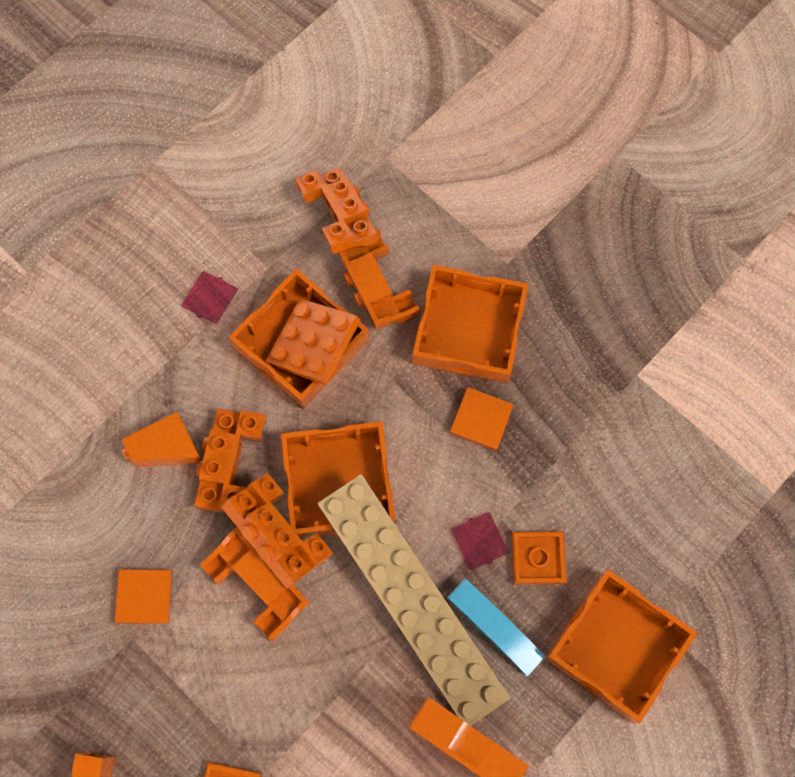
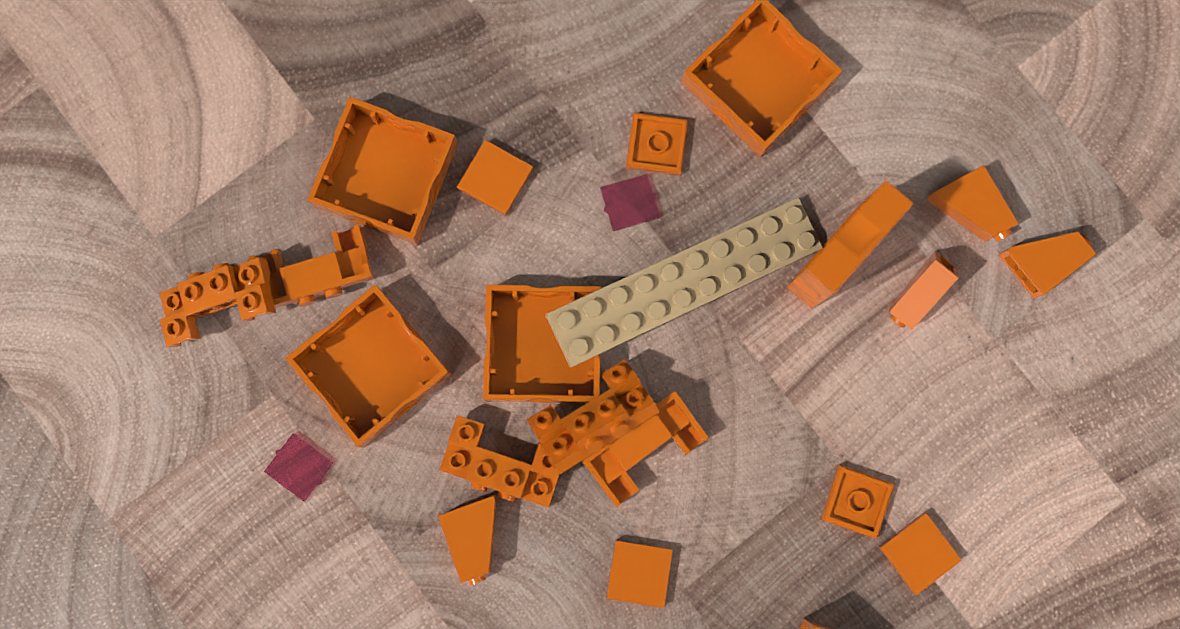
camera: 80 degrees left, 10 degrees up
(313, 341) = (378, 350): orange plate -> none
(496, 627) = (723, 200): medium azure slope -> none

